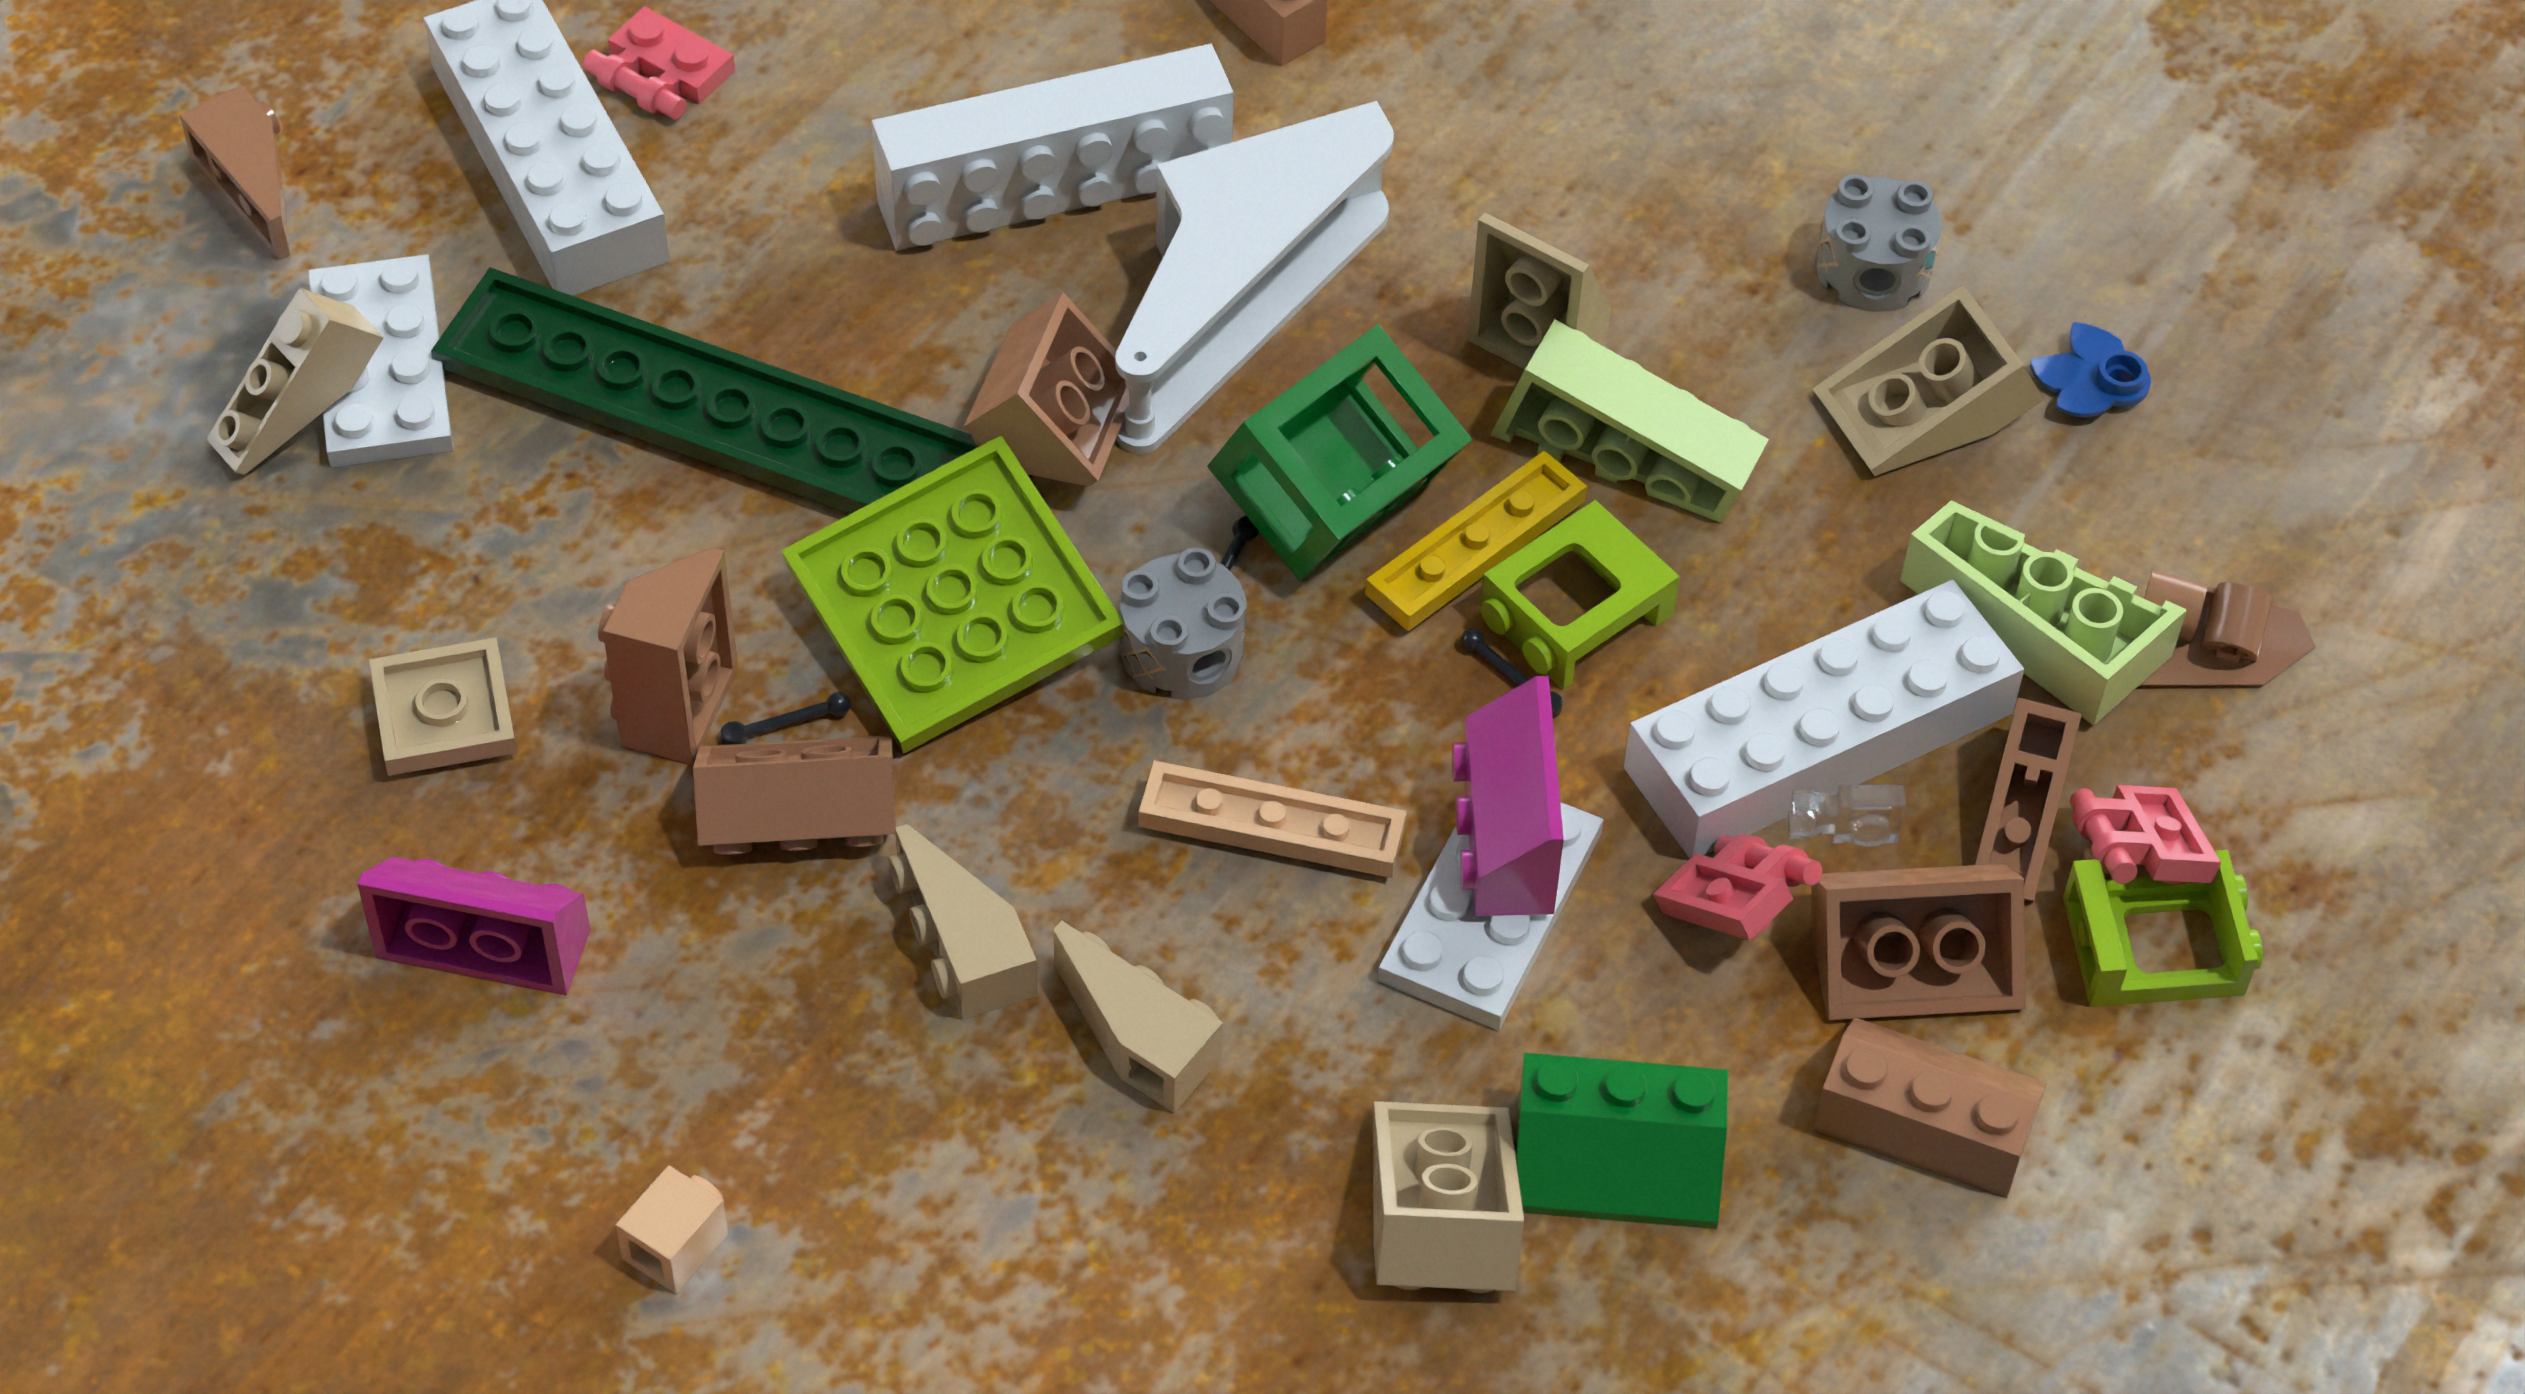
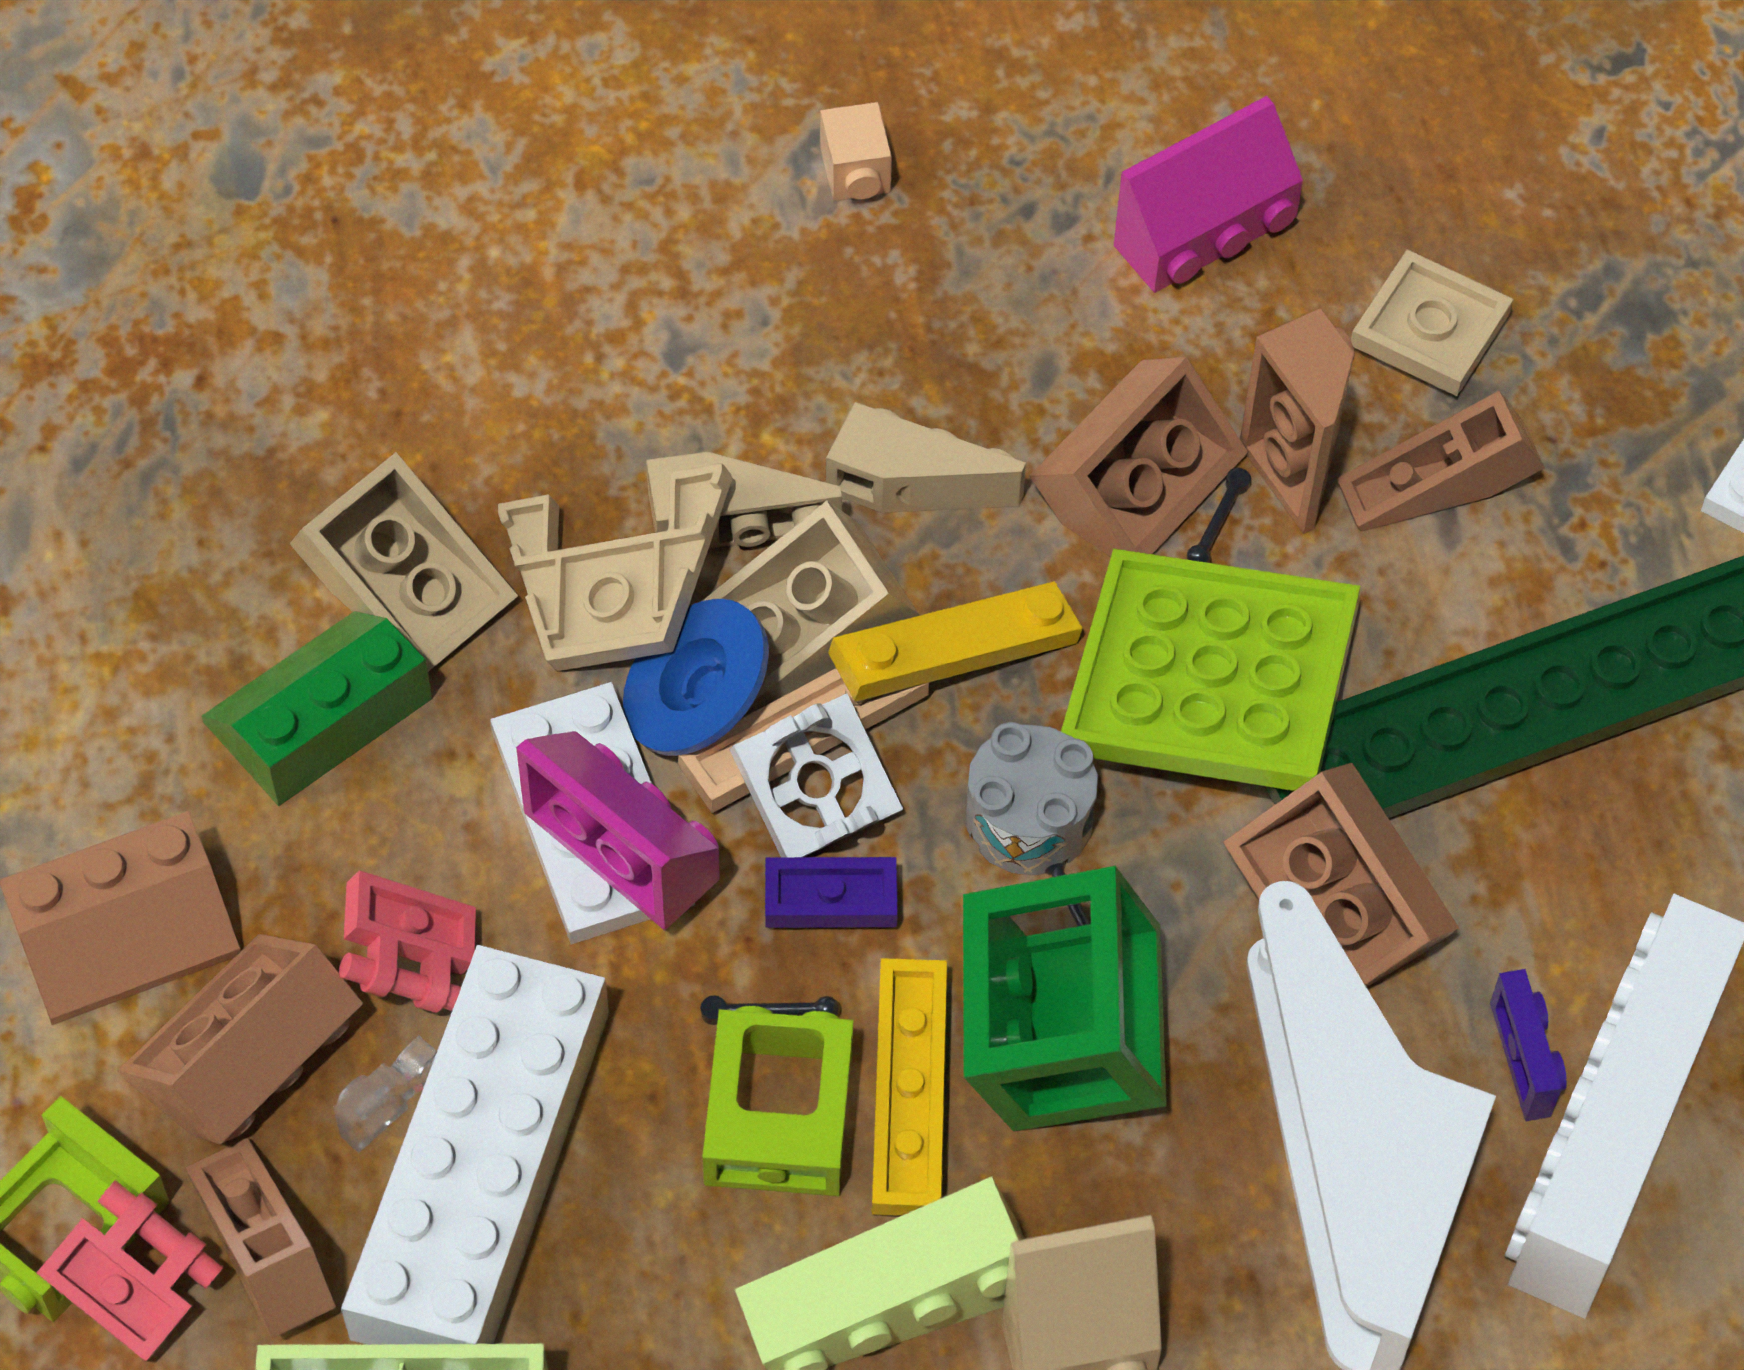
camera: 135 degrees right, 5 degrees up
(564, 577) = (1444, 466): none -> nougat slope
(1056, 246) = (1522, 1024): none -> dark purple plate
(1100, 769) = (954, 641): none -> yellow plate
(1179, 892) = (811, 588): none -> tan slope
(1315, 1015) = (616, 594): none -> tan wing
(1323, 893) = (702, 687): none -> blue hat
(1325, 782) = (835, 718): none -> white piece
(1388, 694) = (830, 892): none -> dark purple plate

